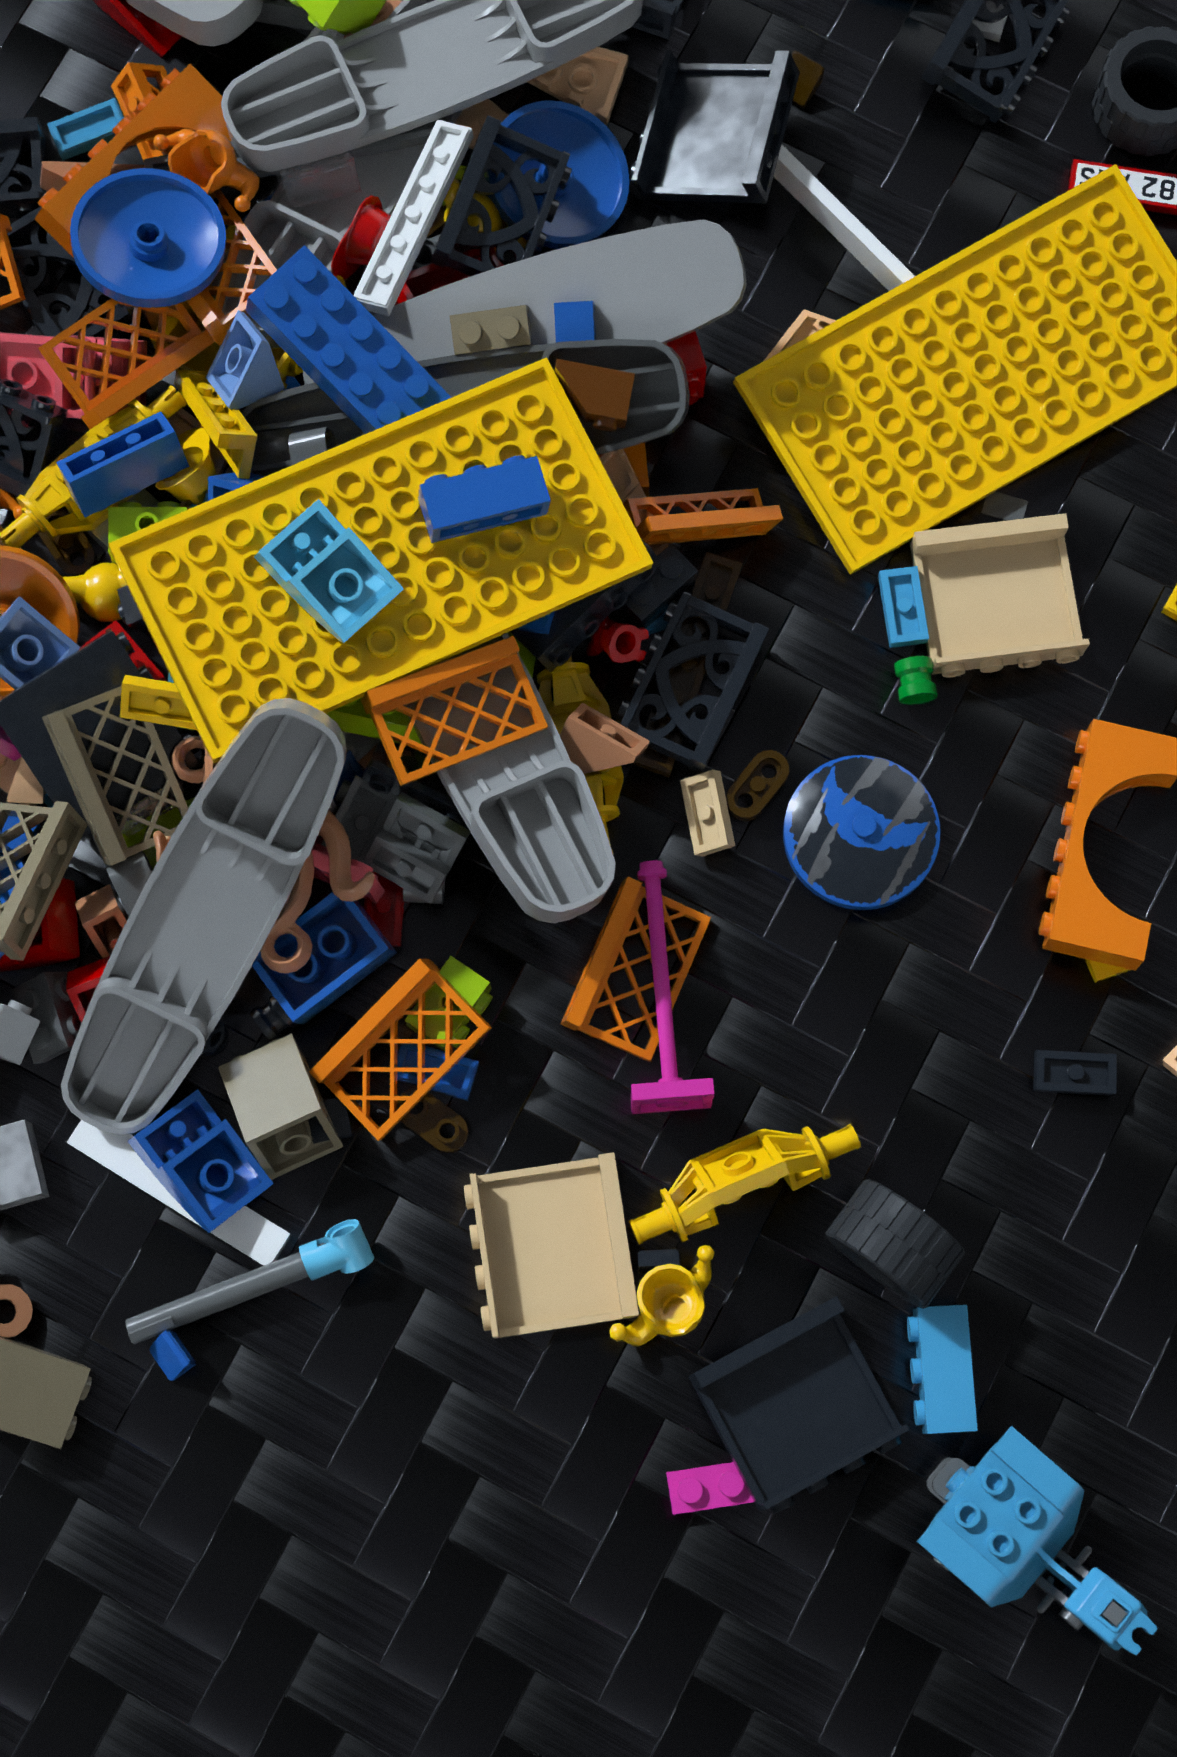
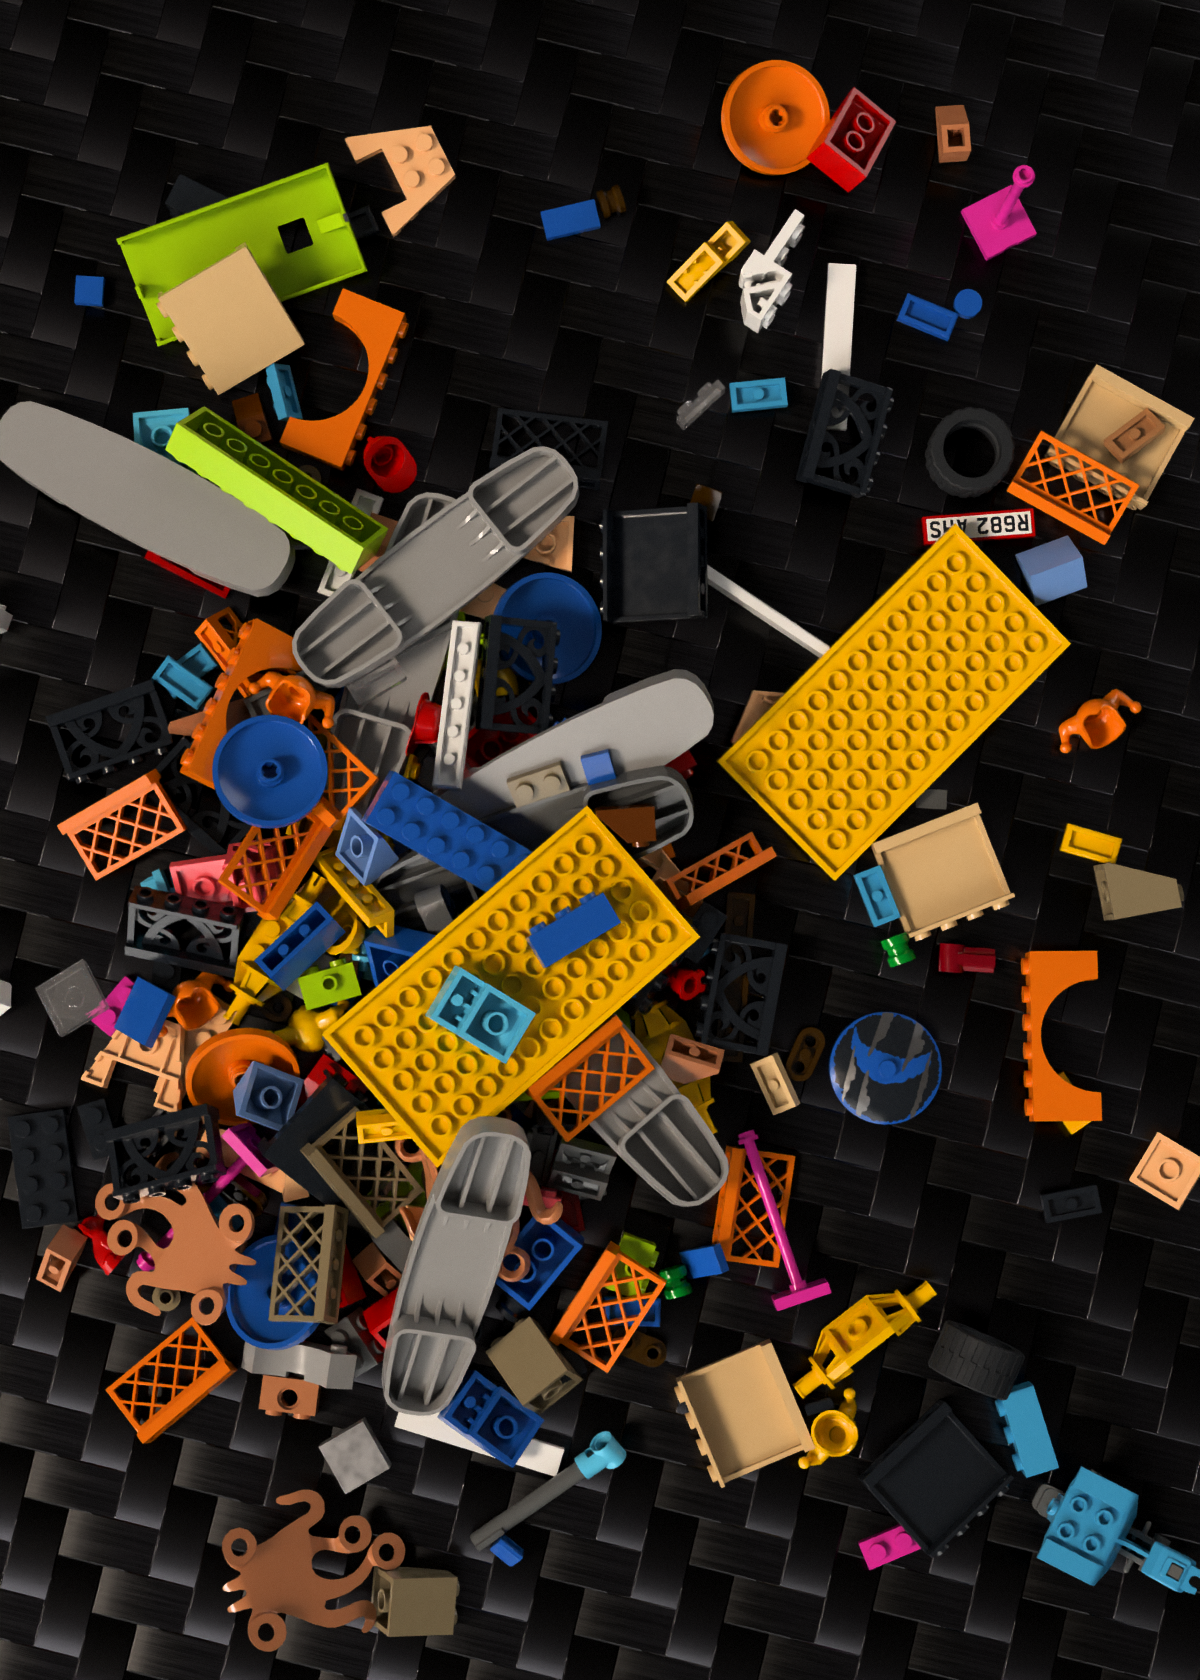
camera: 15 degrees left, 10 degrees up
(71, 130) = (183, 683): none -> dark azure tile
(505, 1042) = (676, 1281): none -> green wheel
(550, 1019) = (704, 1261): none -> blue tile
(993, 711) = (960, 958): none -> dark red piece

